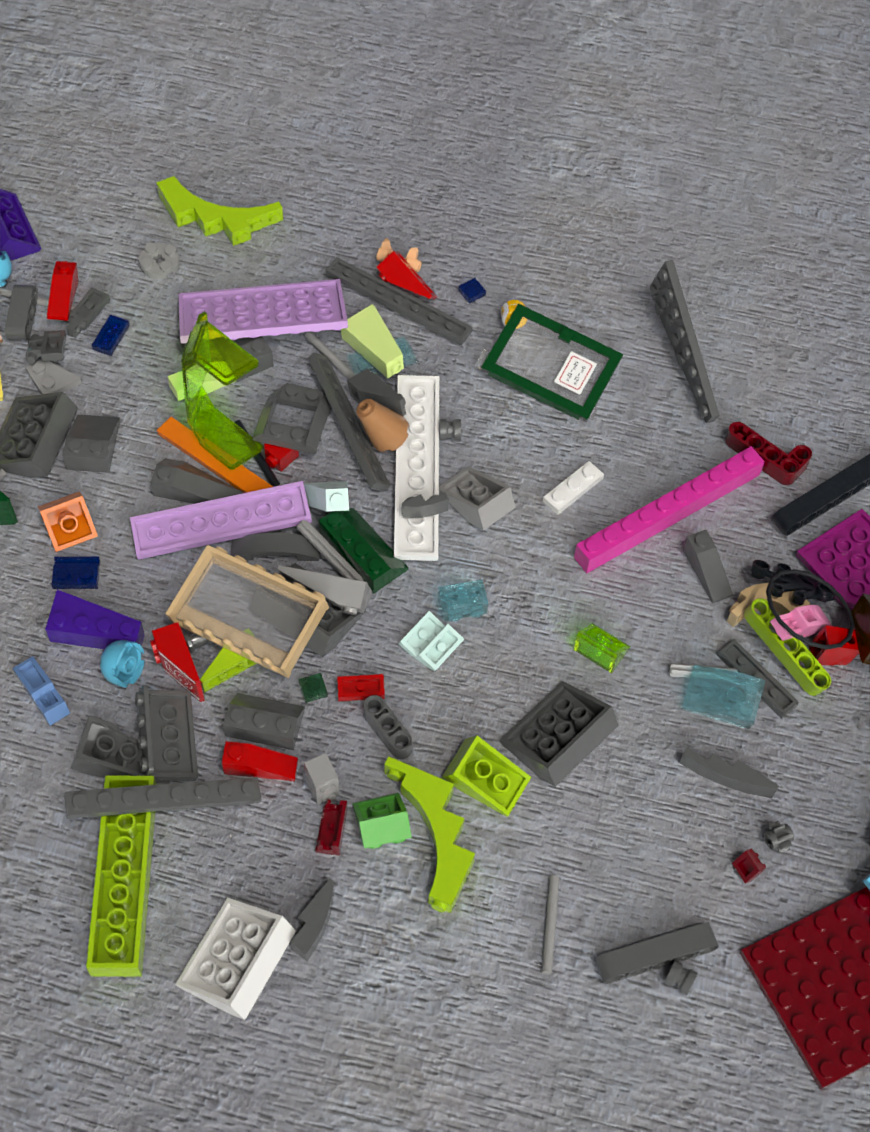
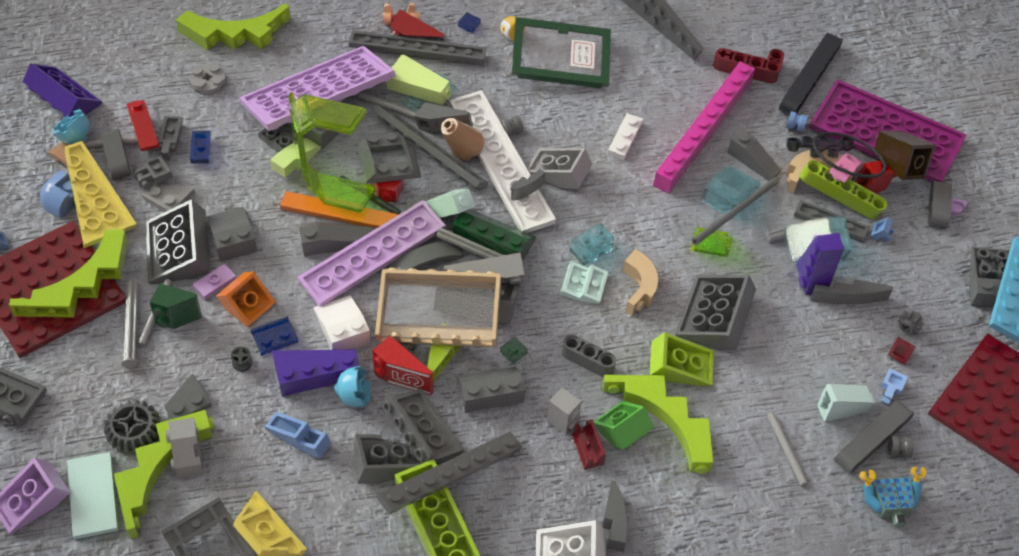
camera: 25 degrees left, 5 degrees down
(28, 579) = (238, 355): none -> pearl dark grey wheel
(47, 490) = (214, 281): none -> lavender plate
(148, 587) = (343, 324): none -> white slope
(259, 762) = (503, 419): red slope -> none
(360, 687) = (550, 335): red plate -> none
(501, 650) = (645, 274): none -> tan arch
(637, 1031) = (893, 496): none -> torso
(643, 624) = (733, 212): none -> dark grey piece
(646, 898) = (844, 401): none -> light aqua slope
(657, 596) = (728, 189): none -> clear light blue slope
(699, 724) = (819, 261): none -> dark purple wedge
(716, 900) = (893, 384): none -> light blue plate
(783, 543) = (796, 121): none -> medium blue wheel
(810, 711) = (882, 229): none -> medium blue tile

